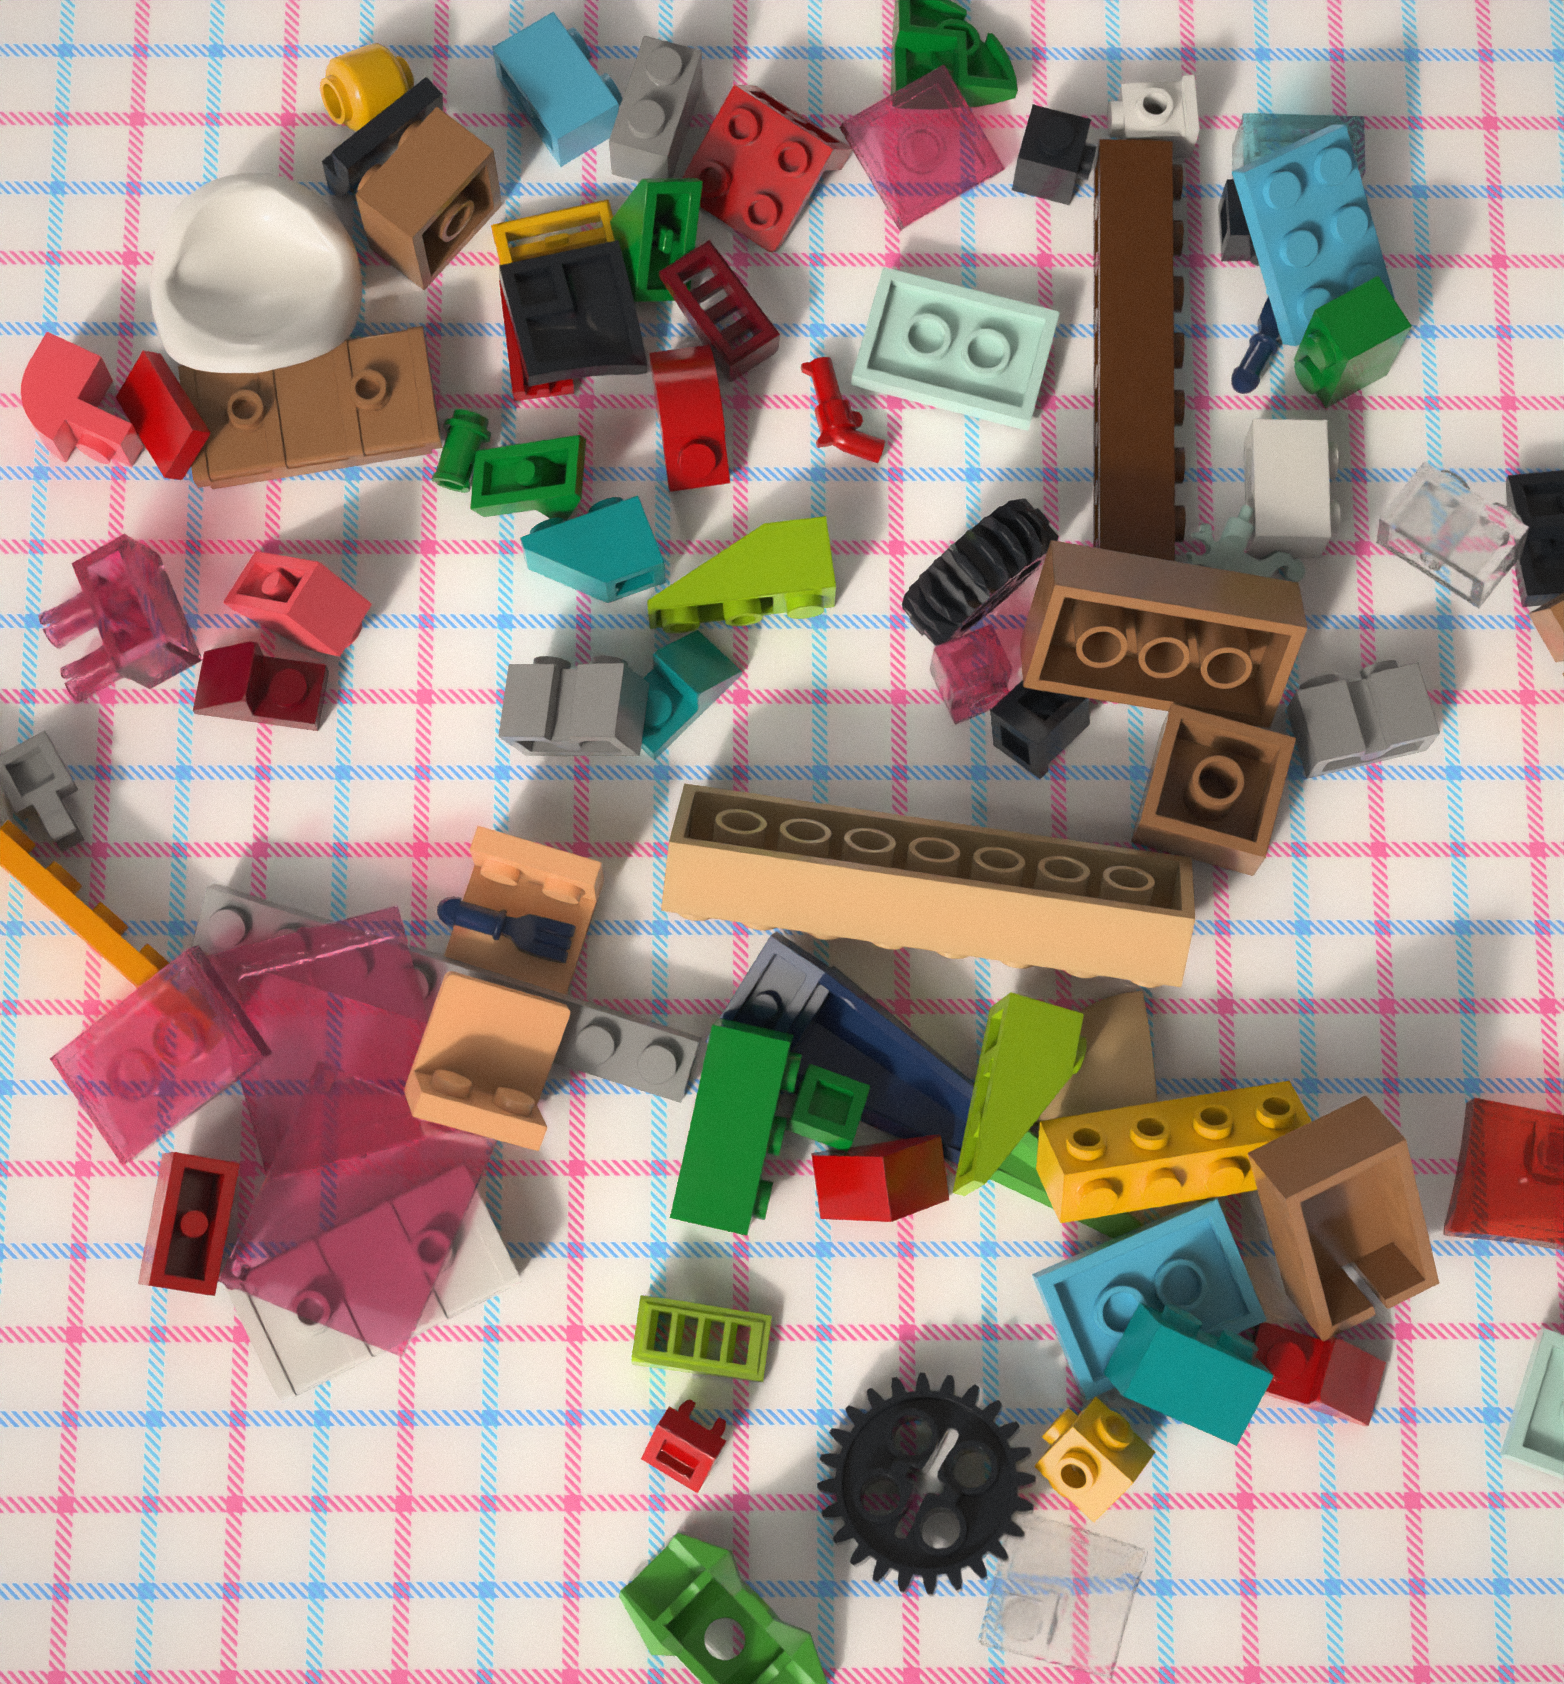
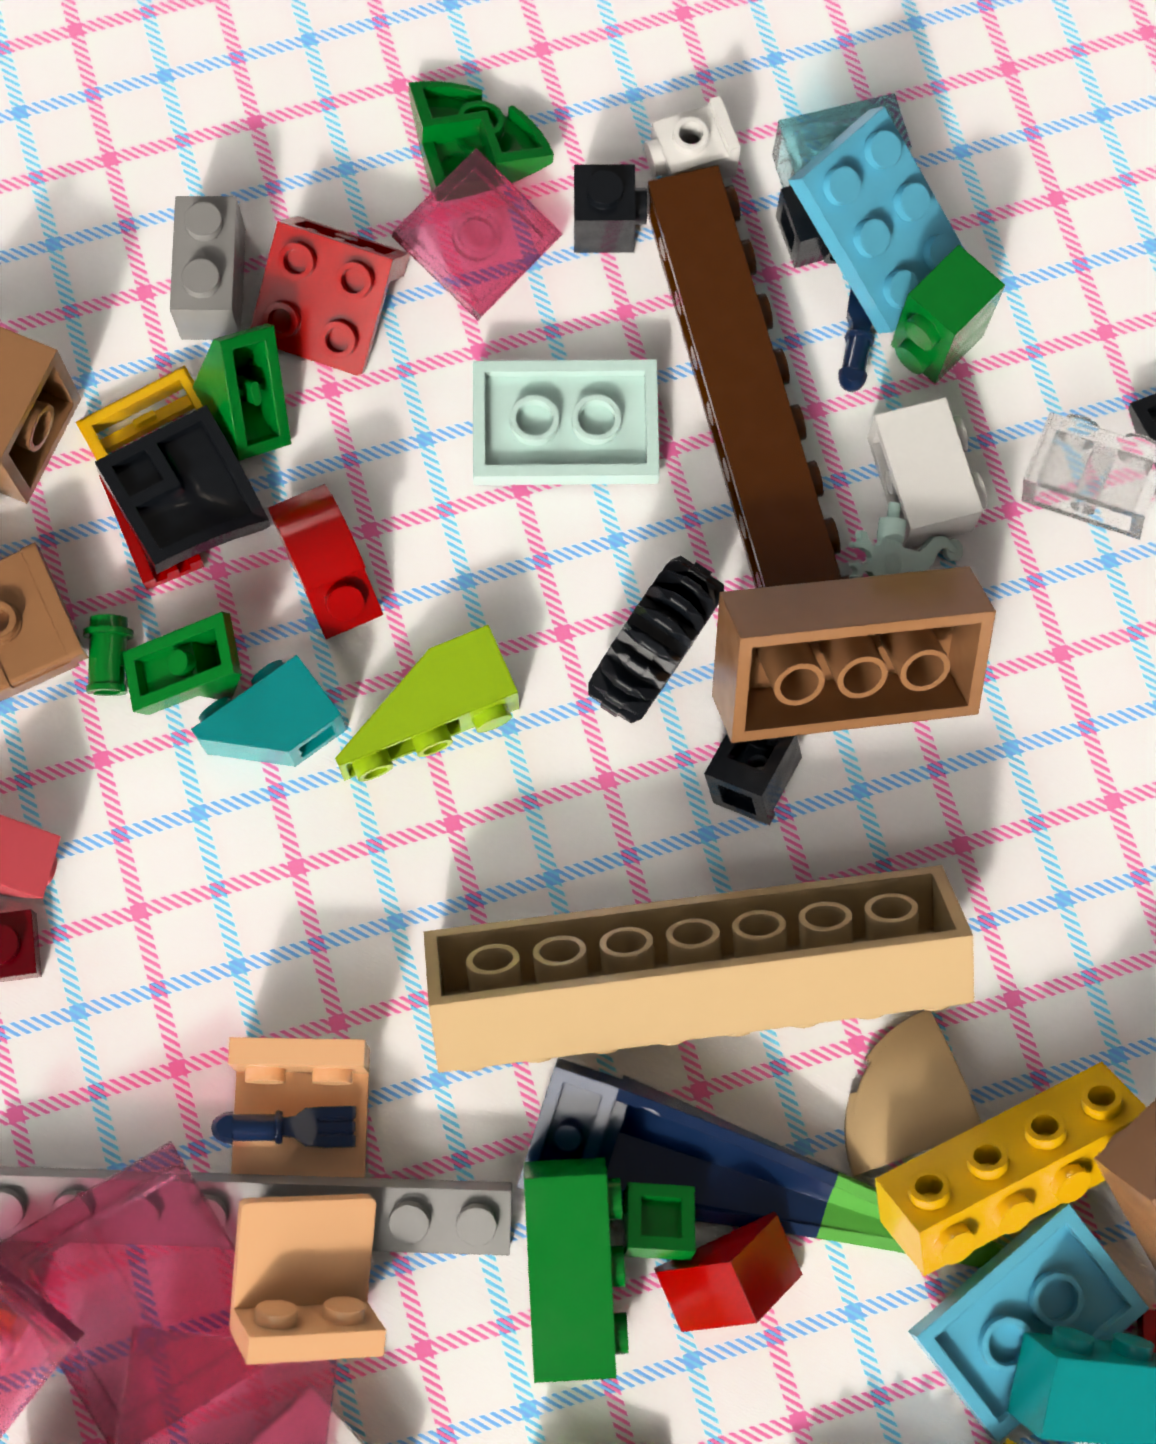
camera: 15 degrees left, 0 degrees up
(558, 87) = (104, 269): medium azure brick -> none
(574, 710) = (292, 888): light grey brick -> none
(682, 687) = (387, 839): teal slope -> none
(730, 361) = (359, 445): dark red slope -> none
(835, 417) = (467, 520): red piece -> none
(971, 673) = (674, 740): clear pink brick -> none
(1021, 1068) = (840, 1131): lime slope -> none
(1213, 790) = (943, 791): medium nougat brick -> none
(1362, 720) = (1064, 680): light grey brick -> none

